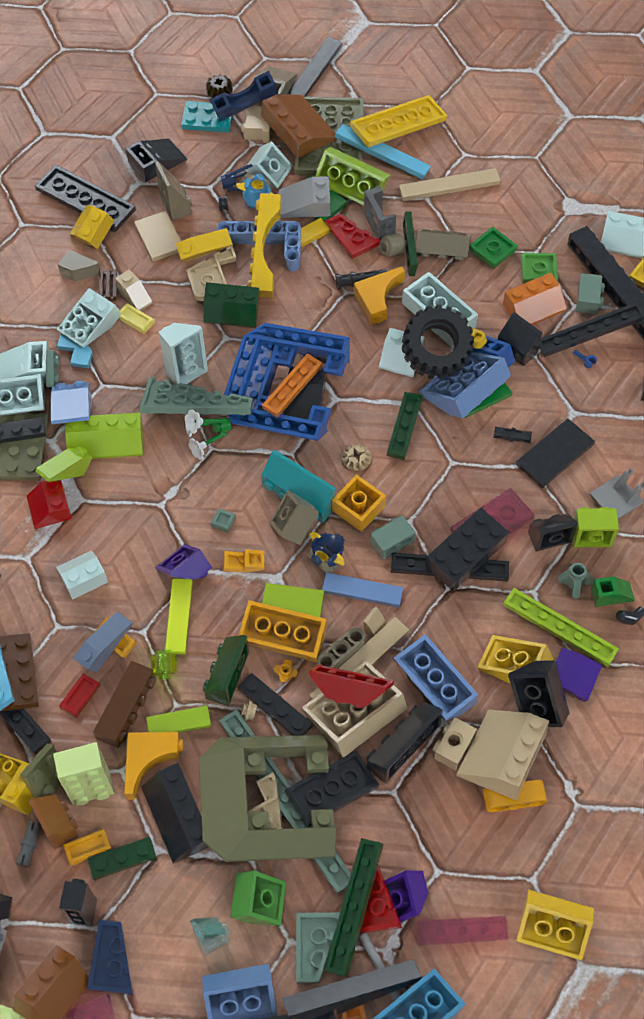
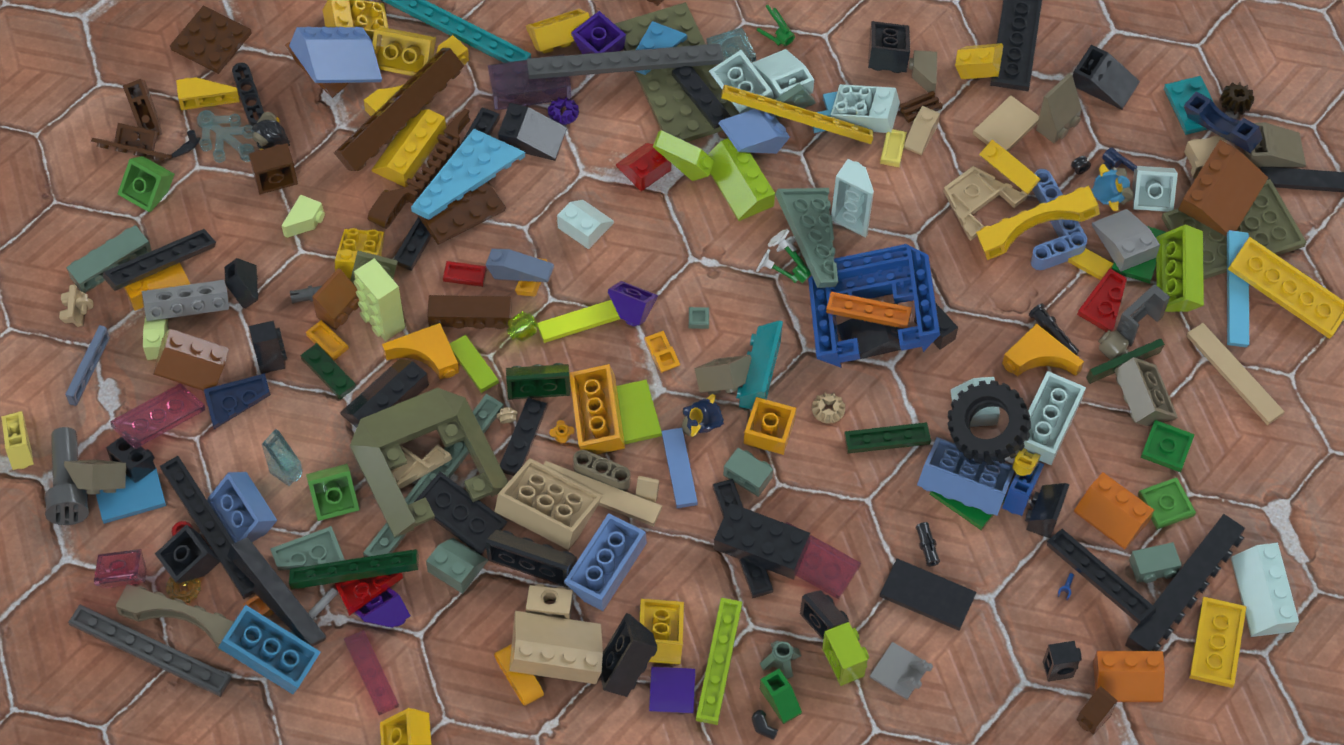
camera: 65 degrees right, 0 degrees up
(40, 282) = (889, 47): none -> black slope
(70, 368) = (797, 114): none -> yellow tile
(231, 305) = (948, 222): dark green slope -> none
(349, 686) = (561, 481): red wedge -> none
(382, 811) = (455, 564): none -> sand green slope

